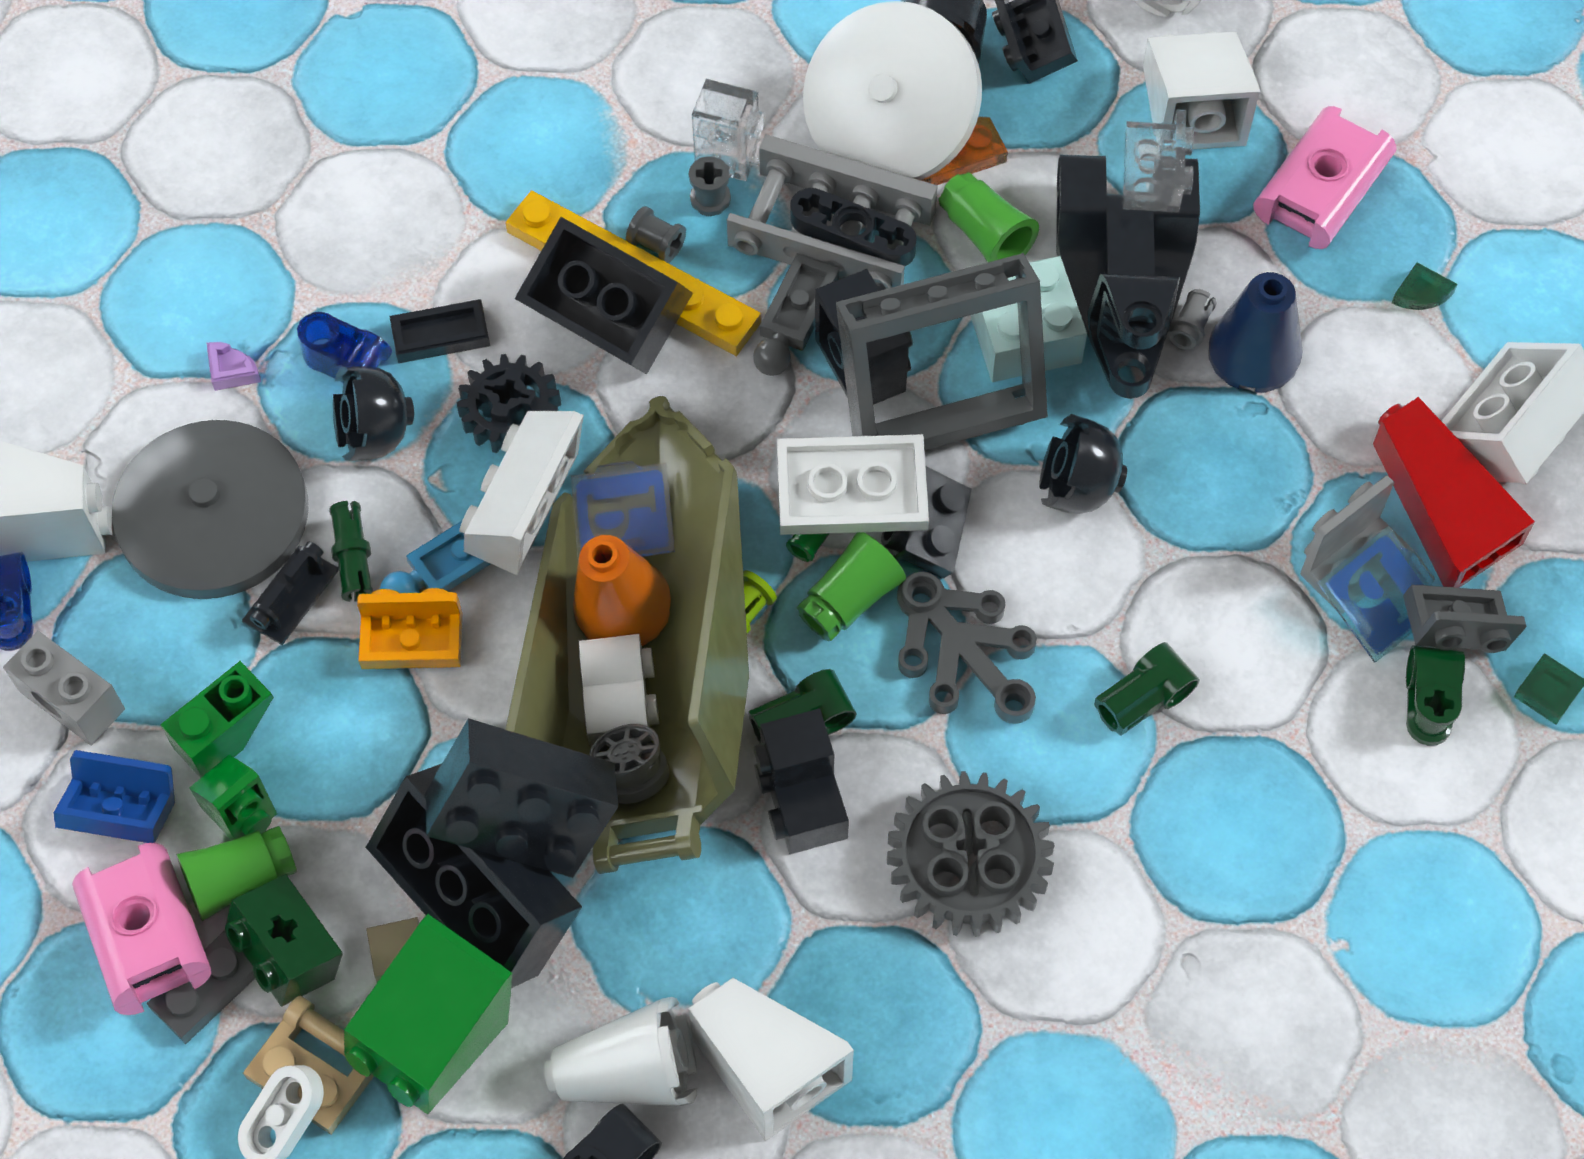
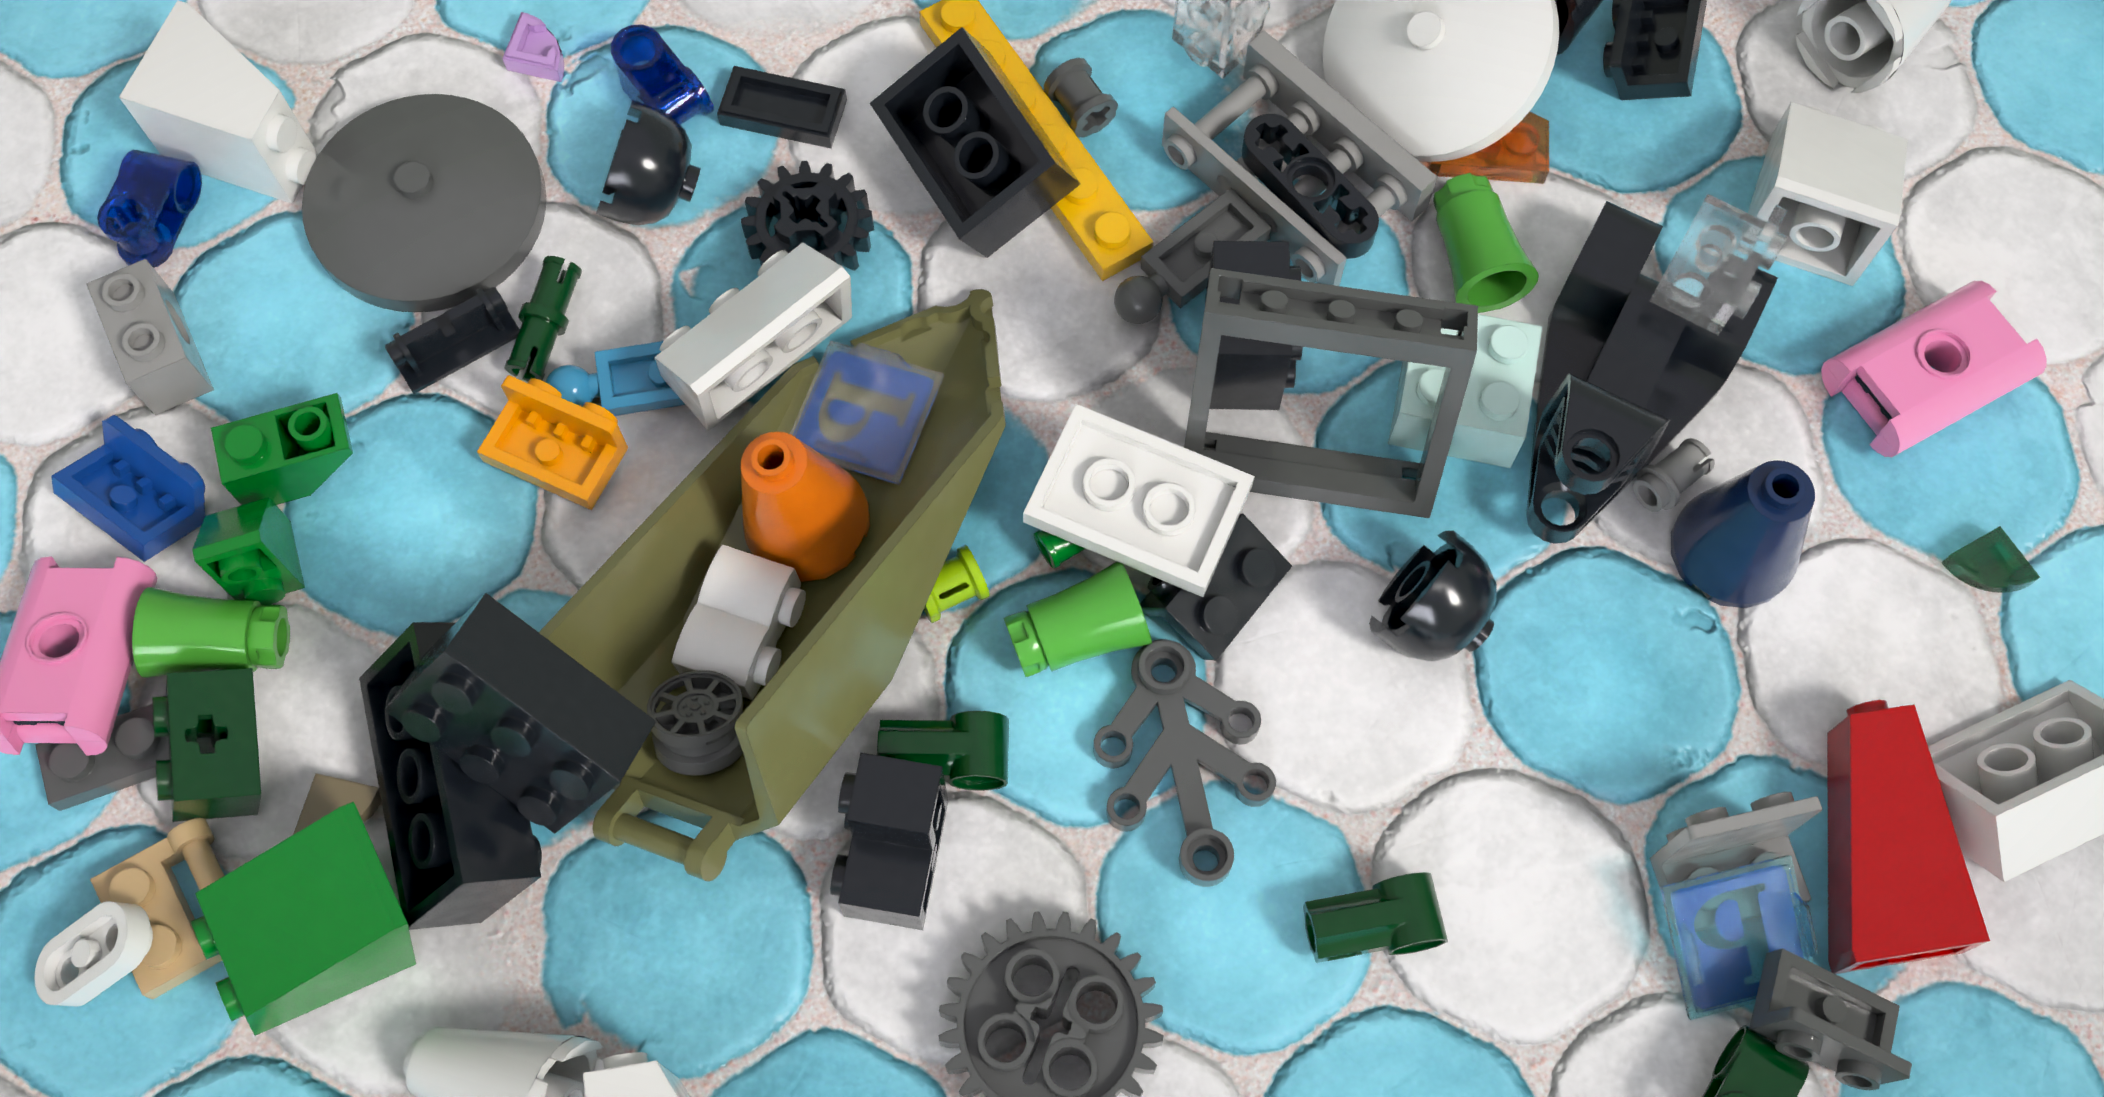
camera: 25 degrees right, 5 degrees up
(709, 183) = (1172, 58): dark grey bush -> none

